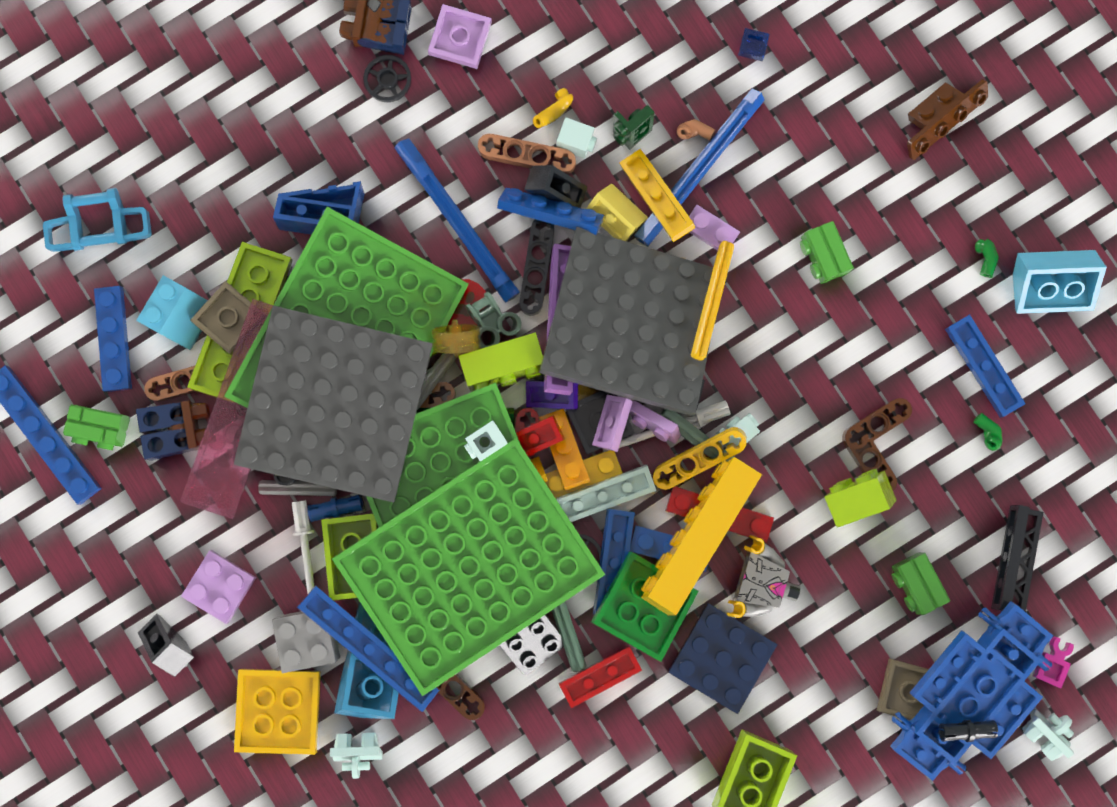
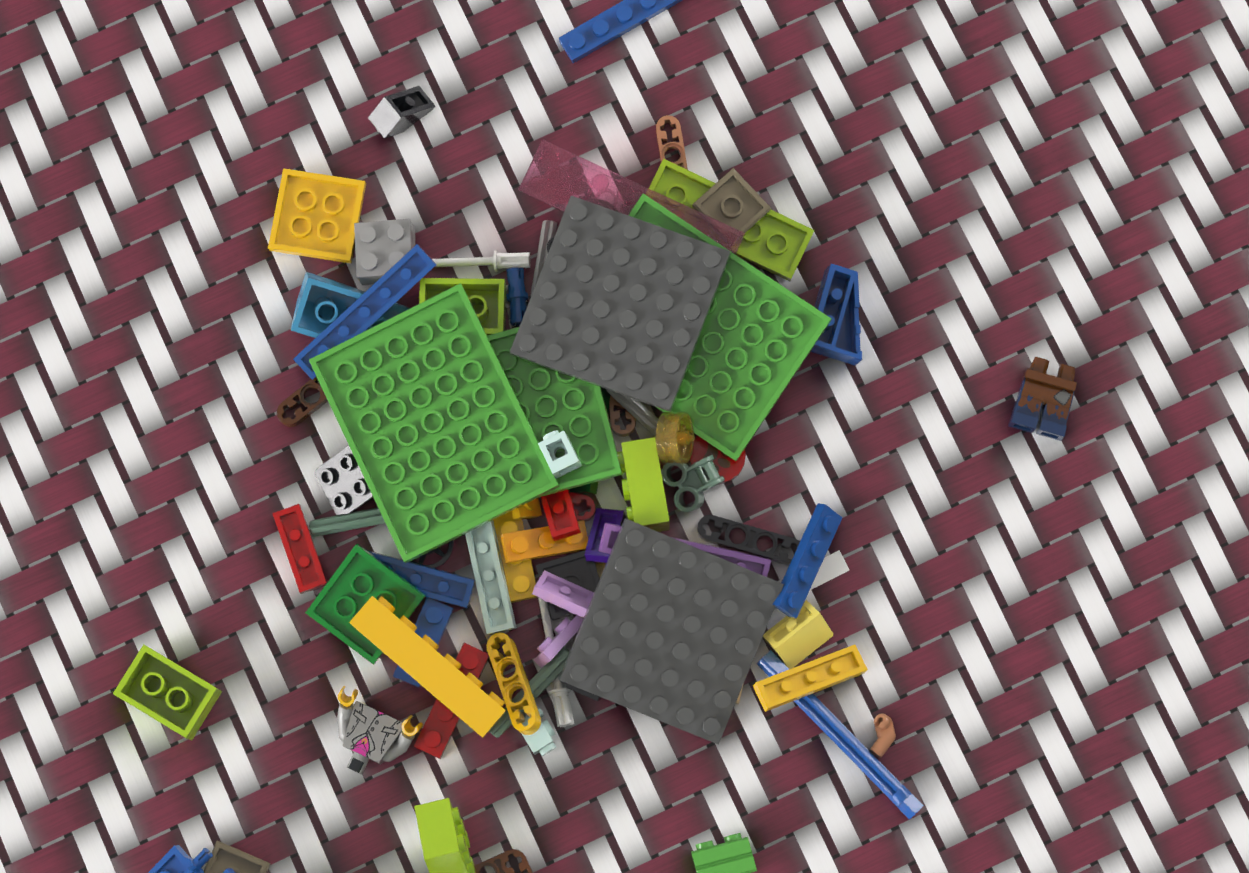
camera: 105 degrees right, 5 degrees down
(74, 220) = (837, 63): dark azure bar -> none
(96, 425) = (636, 64): bright green brick -> none
(112, 338) = (728, 88): blue plate -> none
(170, 312) = (748, 151): medium azure slope -> none
(182, 427) = (627, 149): dark blue hips -> none
(218, 586) = (453, 170): lavender plate -> none
(345, 752) = (266, 278): light aqua hips -> none
(387, 78) = (981, 404): black wheel -> none
(456, 219) = (812, 459): blue piece -> none
(459, 36) = (1019, 488): lavender plate -> none
(528, 149) = (872, 543): nougat beam -> none
(554, 111) = (920, 579): yellow arm -> none
(555, 185) = (834, 571): black slope -> none
(576, 138) = (887, 600): light aqua brick -> none
(634, 130) = (889, 666): dark green bracket -> none
(711, 228) = (767, 737): lavender plate -> none
(712, 300) = (683, 720): yellow axle -> none
(722, 658) = (298, 681): dark blue plate -> none
(753, 44) = (974, 815): clear blue plate -> none

